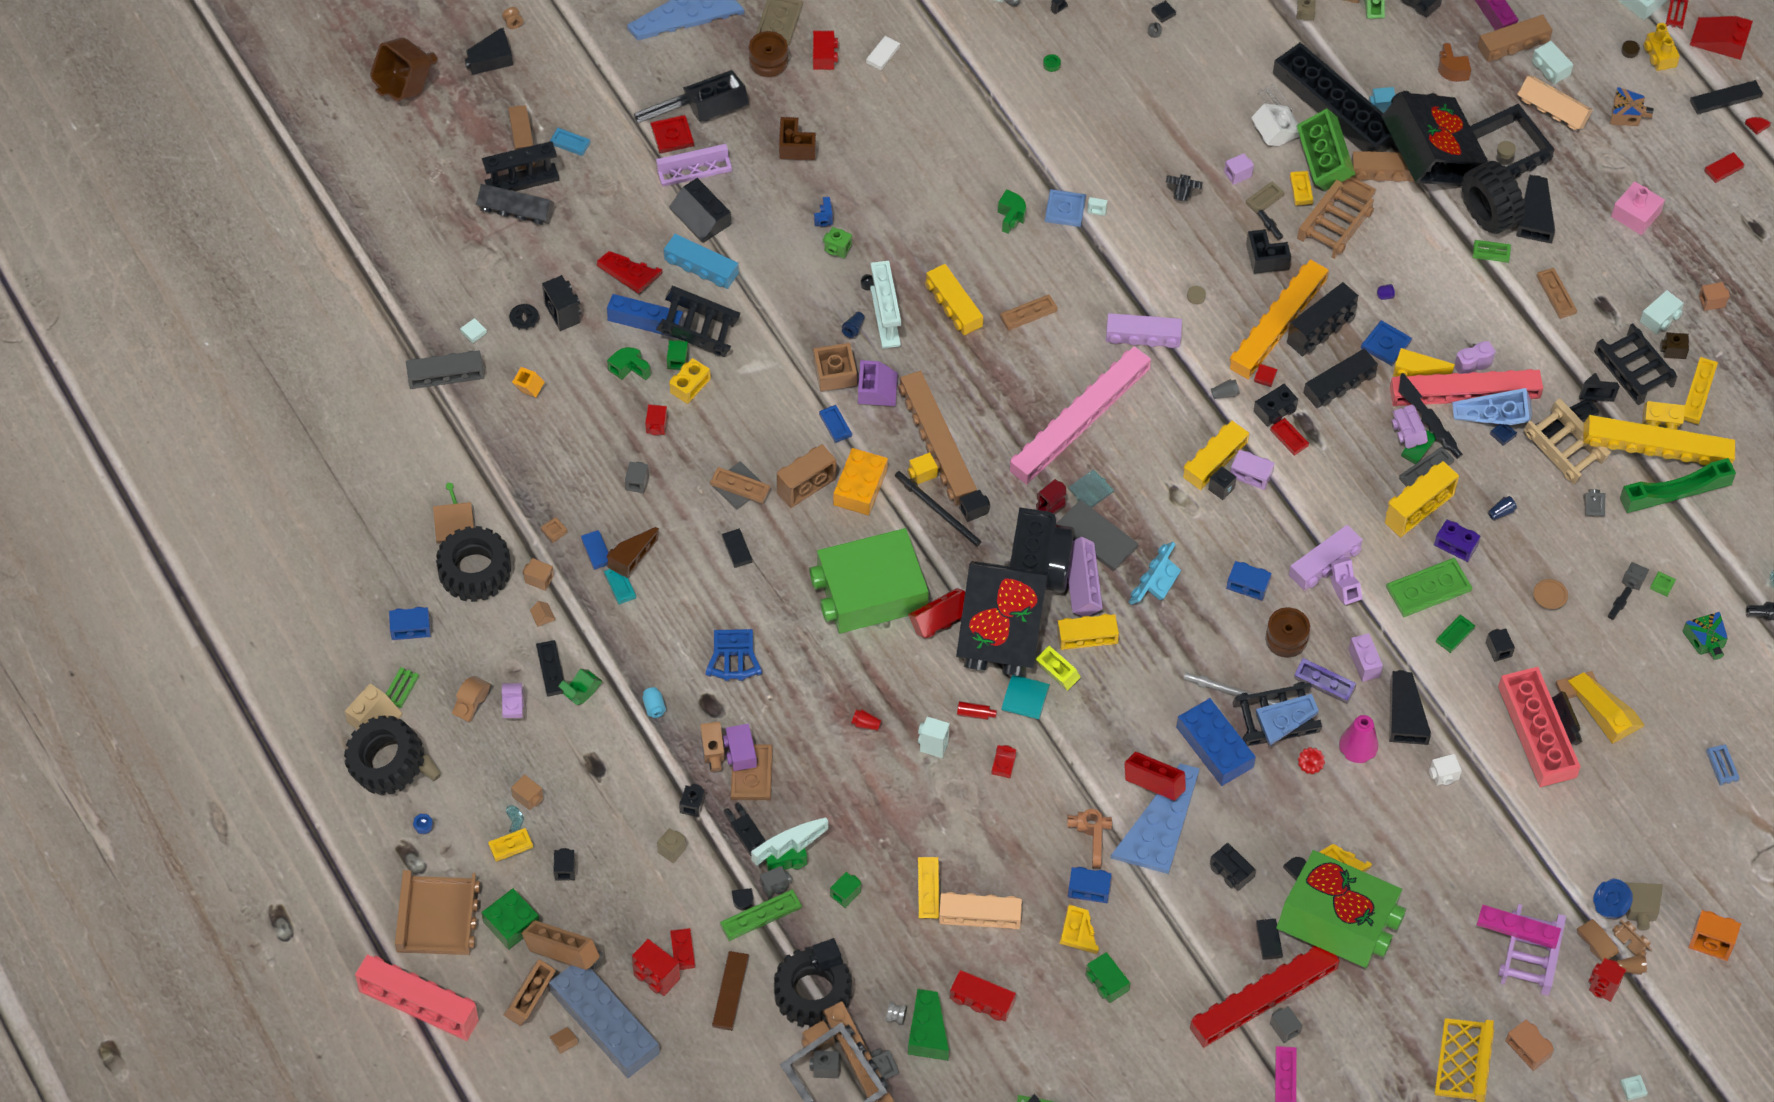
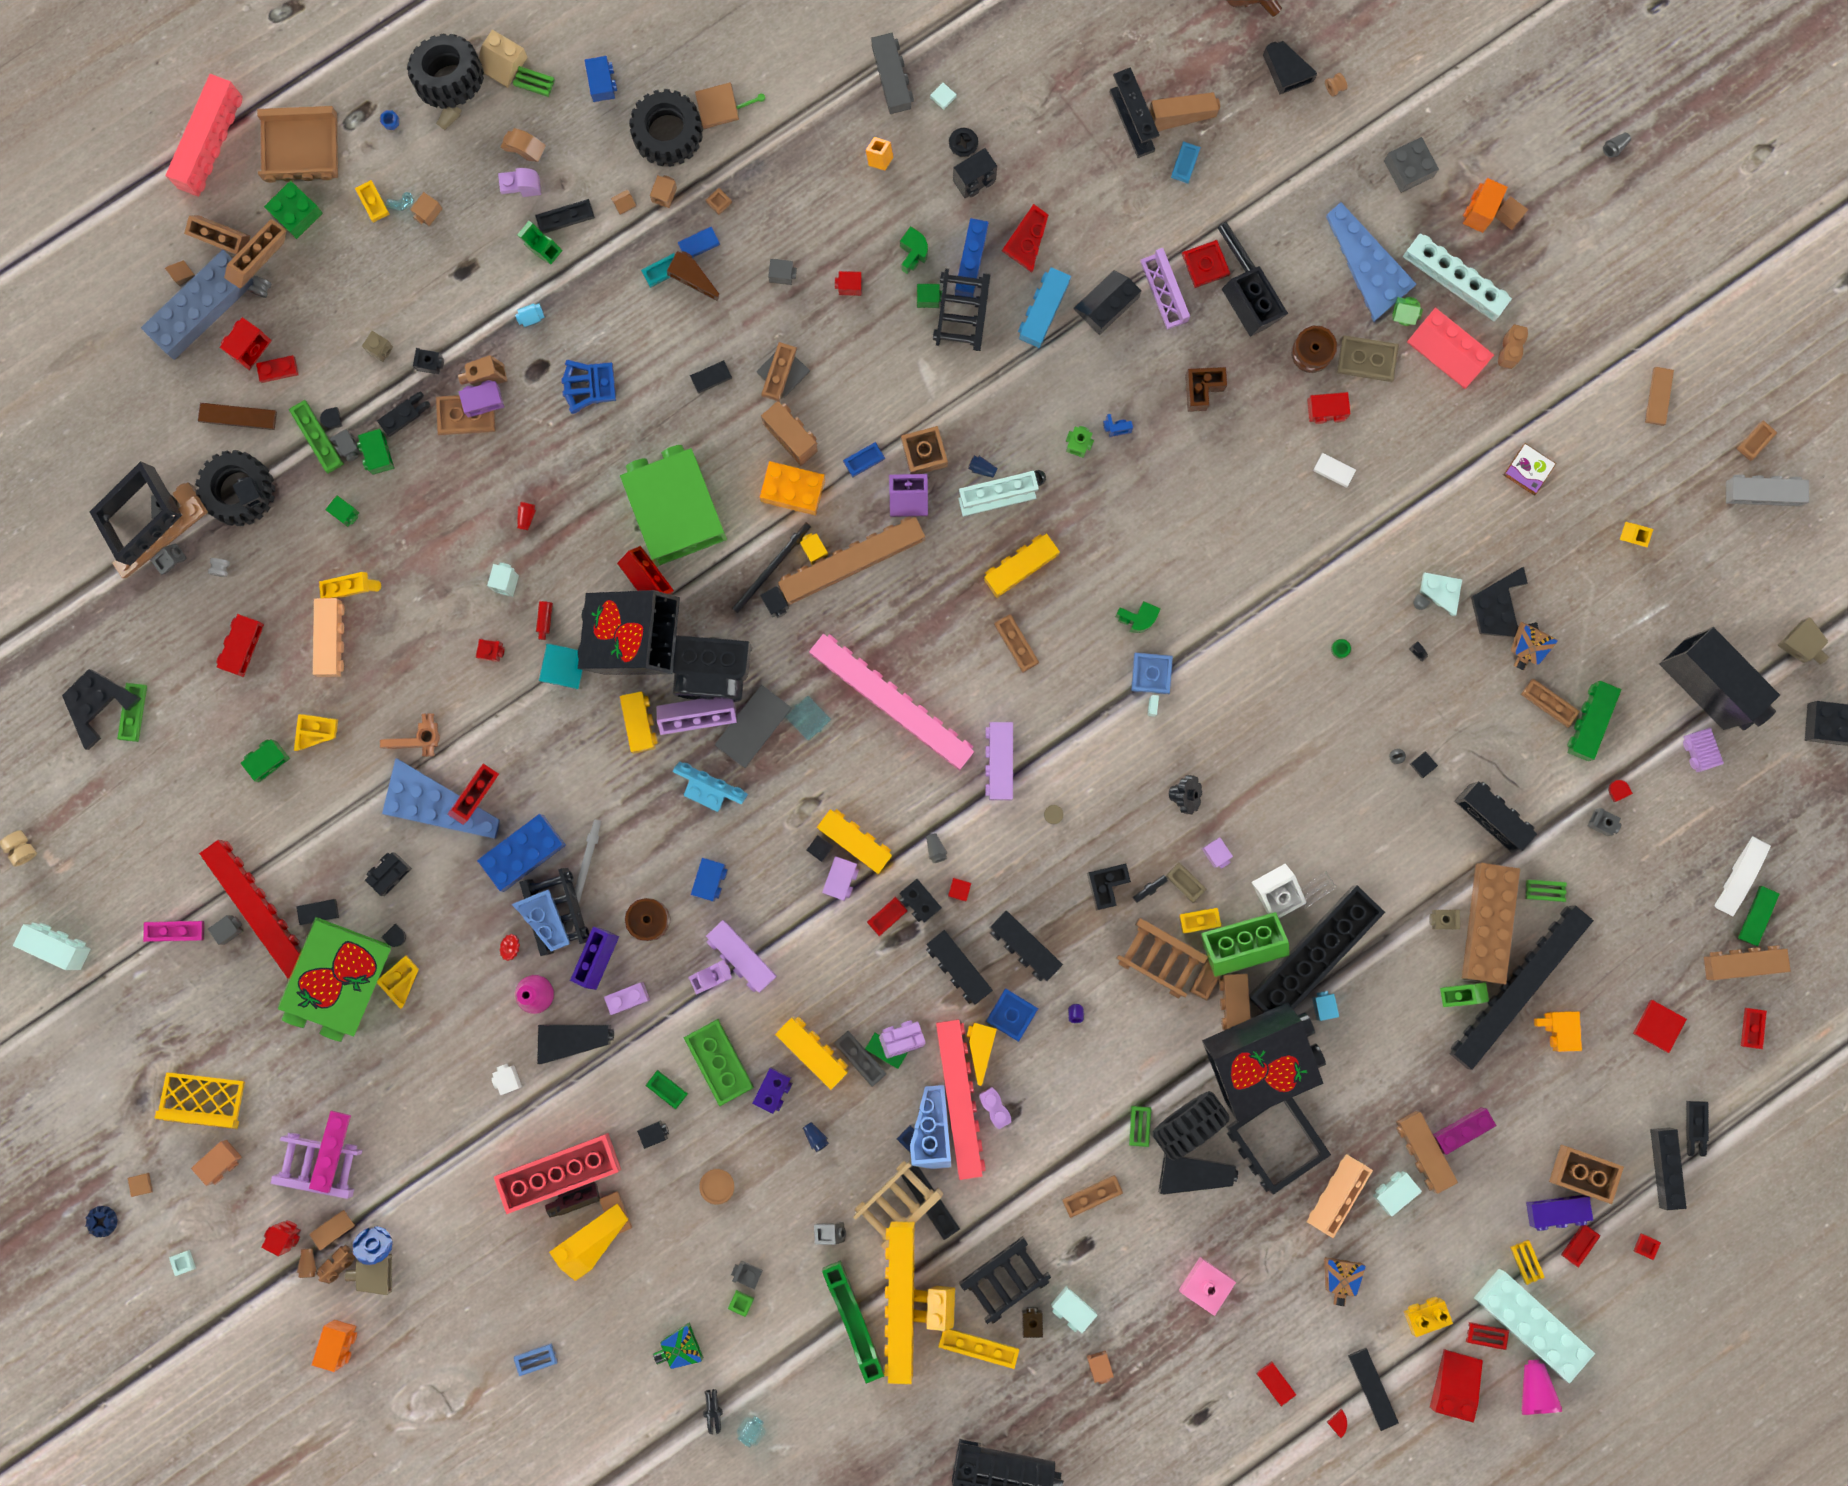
camera: 85 degrees right, 25 degrees up
(514, 203) = (1095, 114): black brick -> none
(564, 864) = (353, 251): black brick -> none
(692, 382) = (895, 315): yellow brick -> none
(796, 838) = (378, 455): light aqua slope -> none
(927, 1027) = (200, 597): green wedge -> none
(1051, 497) = (782, 677): dark red brick -> none
(1058, 668) = (590, 695): neon yellow brick -> none
(1089, 884) = (361, 738): blue brick -> none
(1277, 321) = (1027, 901): light orange brick -> none
(1429, 417) = (916, 1059): black sword -> none
(1451, 67) = (1377, 1083): dark orange brick -> none
(1506, 149) = (1263, 1140): dark tan tile -> none
(1599, 390) = (966, 1235): black slope -> none
(1619, 603) = (713, 1258): black bar -> none
(1630, 49) = (1428, 1281): dark brown tile -> none

